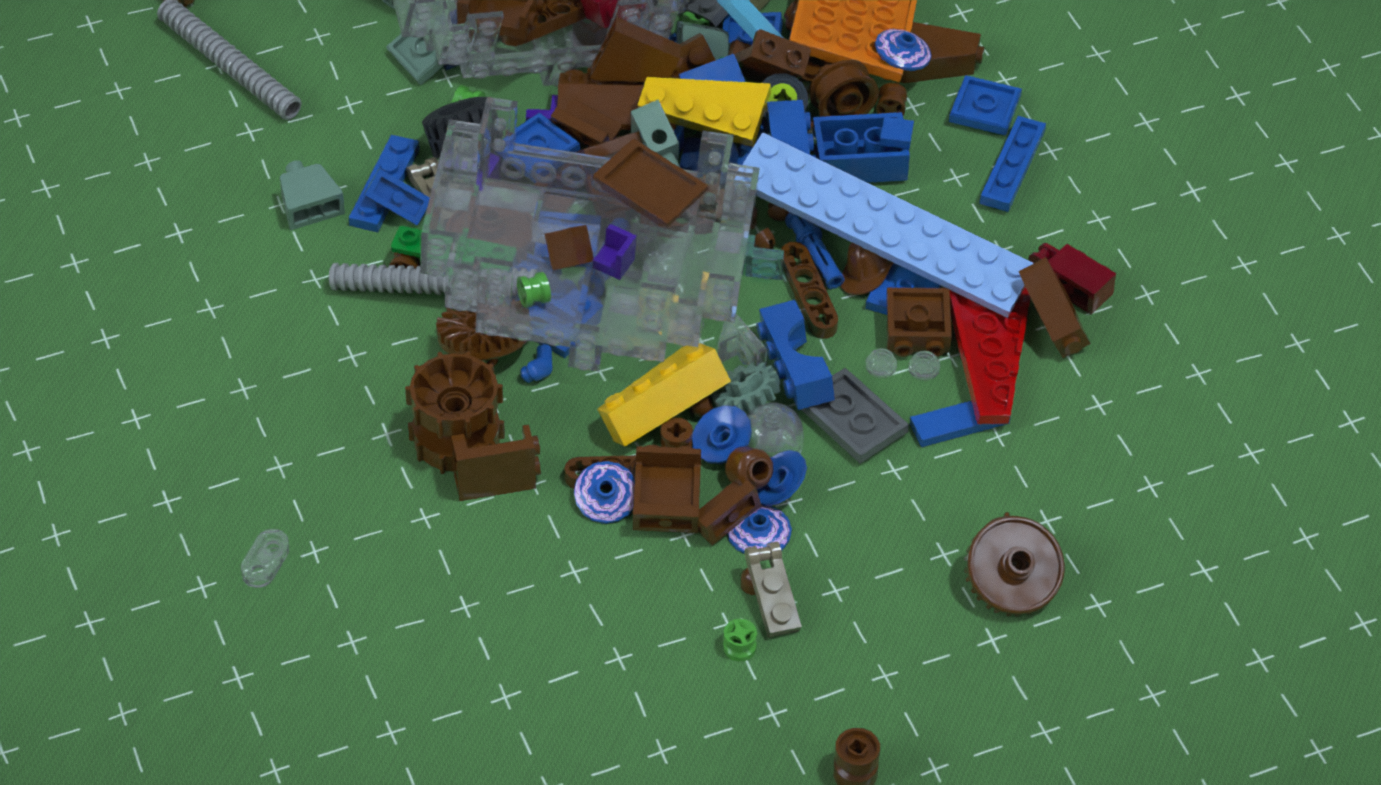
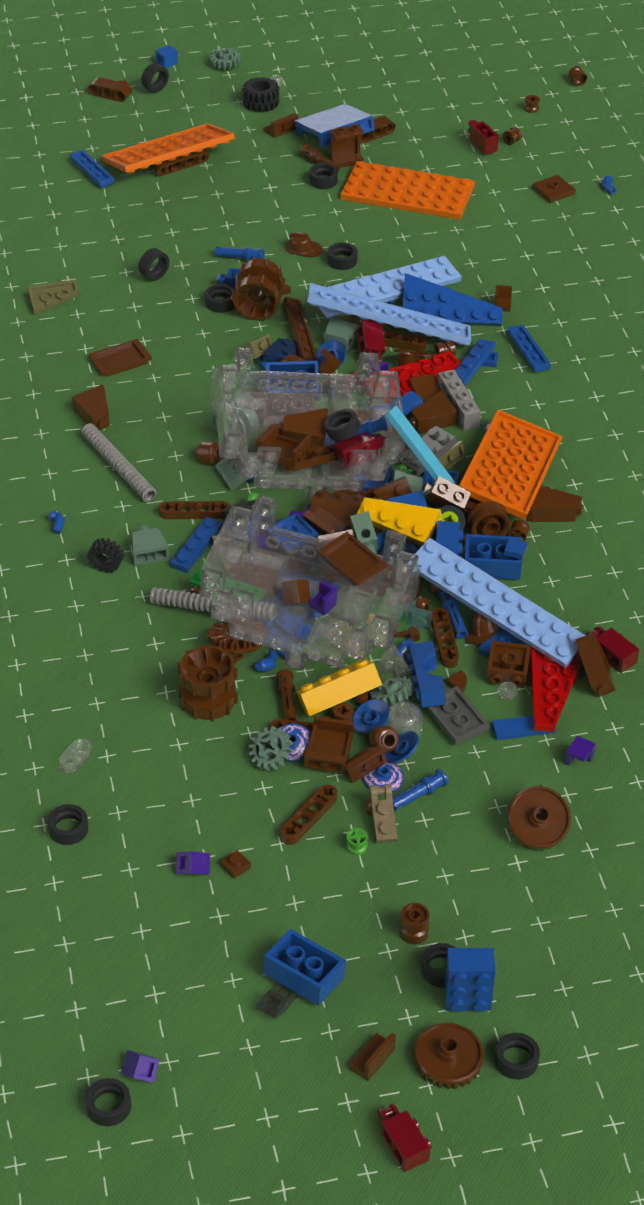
camera: 10 degrees right, 5 degrees down
(152, 168) = (58, 520): none -> blue arm
(248, 208) = (109, 563): none -> black tyre
(273, 652) = (68, 811): none -> black tyre
(369, 128) = (194, 507): none -> reddish brown beam
(373, 26) = (208, 453): none -> reddish brown head
(397, 196) = (196, 549): blue plate -> none
(490, 709) = (192, 863): none -> dark purple panel
(495, 467) = (226, 718): reddish brown panel -> none
(533, 289) = (268, 614): bright green wheel -> none
(557, 701) = (235, 864): none -> reddish brown plate
(575, 492) = (266, 757): none -> sand green gear
(577, 396) = (289, 712): none -> reddish brown pin
(635, 54) = (361, 483): reddish brown slope -> none
(651, 603) = (311, 815): none -> reddish brown beam
(750, 313) = (404, 646): none -> blue arm
(758, 289) = (412, 632): none -> reddish brown hand
(829, 536) = (426, 786): none -> blue pin
(844, 357) = (458, 679): none -> reddish brown tile
(881, 363) = (480, 686): clear plate -> none
(903, 49) = (530, 500): blue dish -> none
(985, 105) = (578, 540): blue plate -> none
(1012, 163) = (588, 577): blue plate -> none
(1057, 447) = (580, 749): none -> dark purple panel

